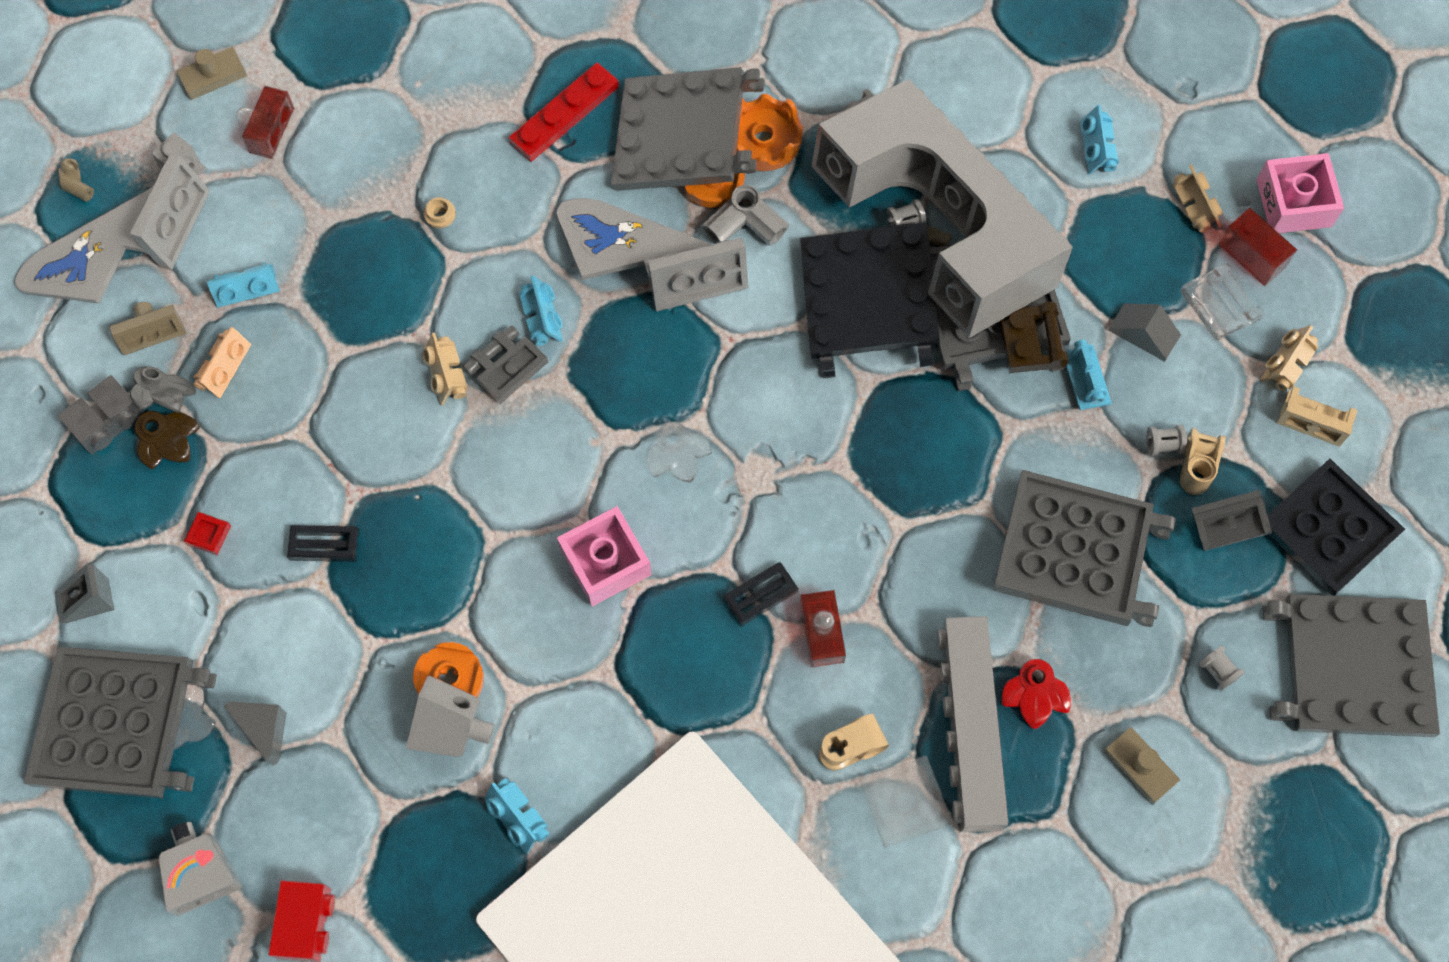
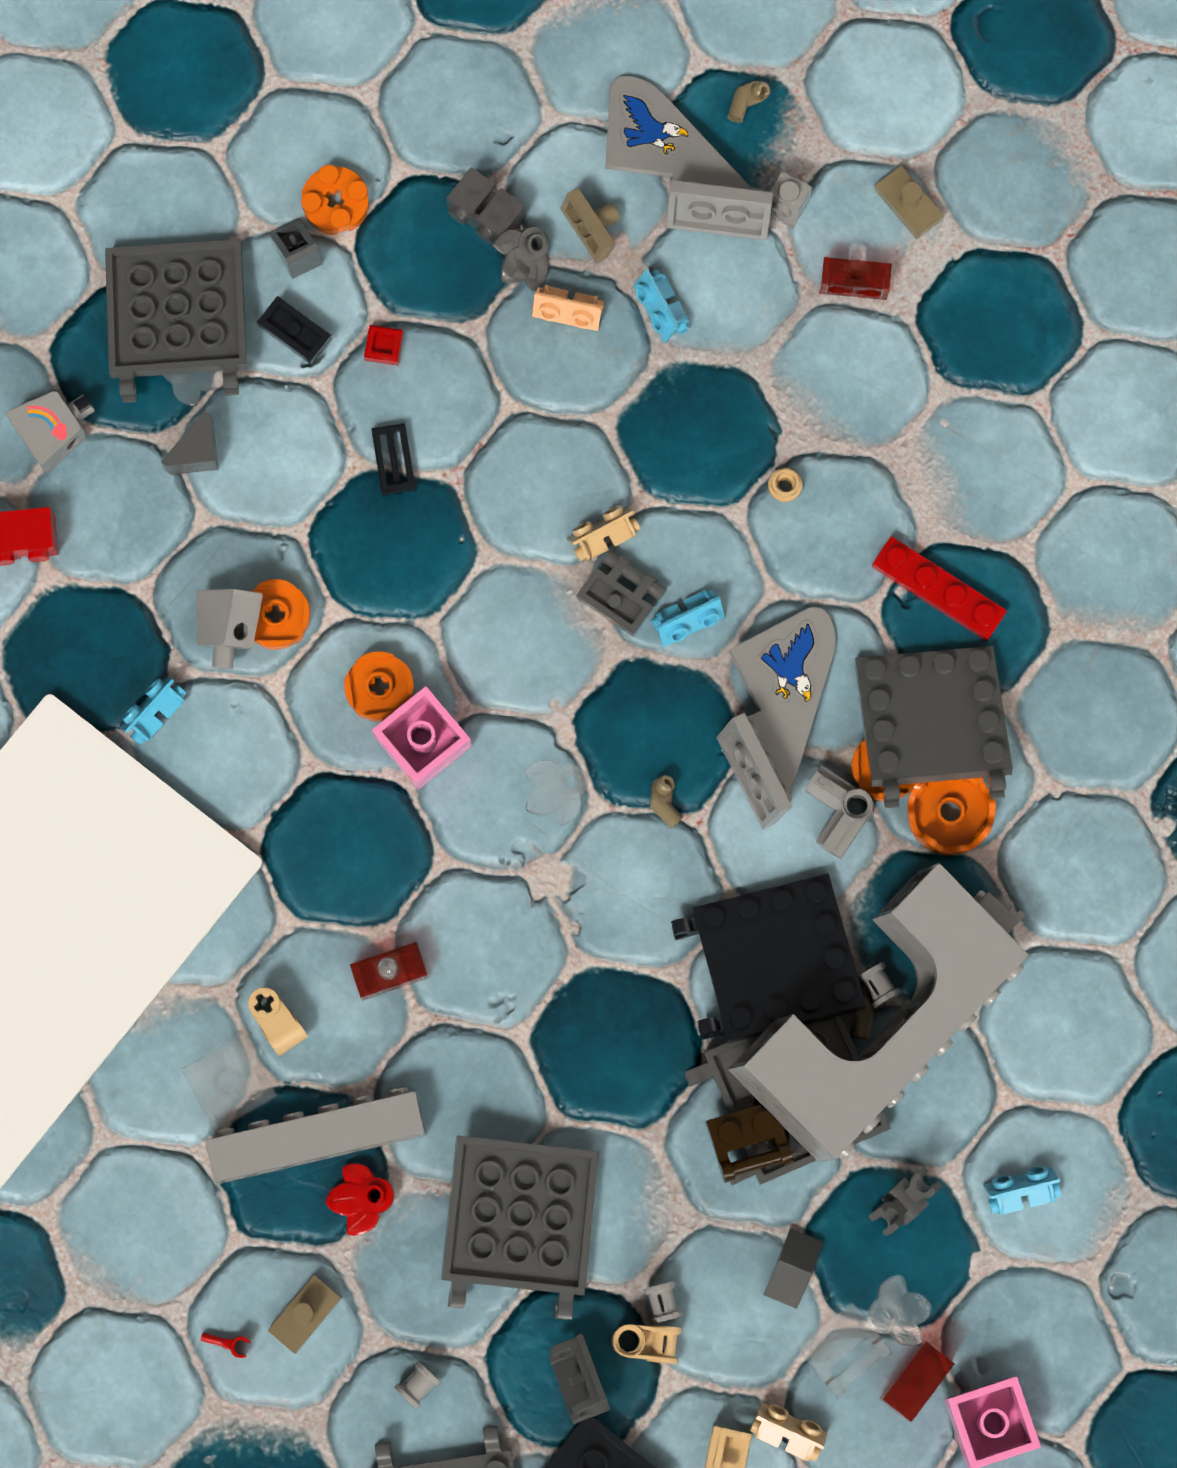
camera: 80 degrees right, 10 degrees up
(34, 540) = (328, 182): none -> orange plate
(167, 612) = (294, 330): none -> black plate
(168, 440) = (471, 279): dark brown plate -> none
(530, 578) = (363, 675): none -> orange plate
(704, 364) = (661, 800): none -> dark tan arm
(736, 609) = (437, 925): black tile -> none
(1087, 376) = (724, 1209): medium azure hinge -> none
(1103, 223) = (905, 1201): none -> dark grey pin
(1163, 842) = (226, 1343): none -> red hand
(1193, 188) = (955, 1321): tan hinge -> none
(1194, 252) = (903, 1309): none -> clear plate

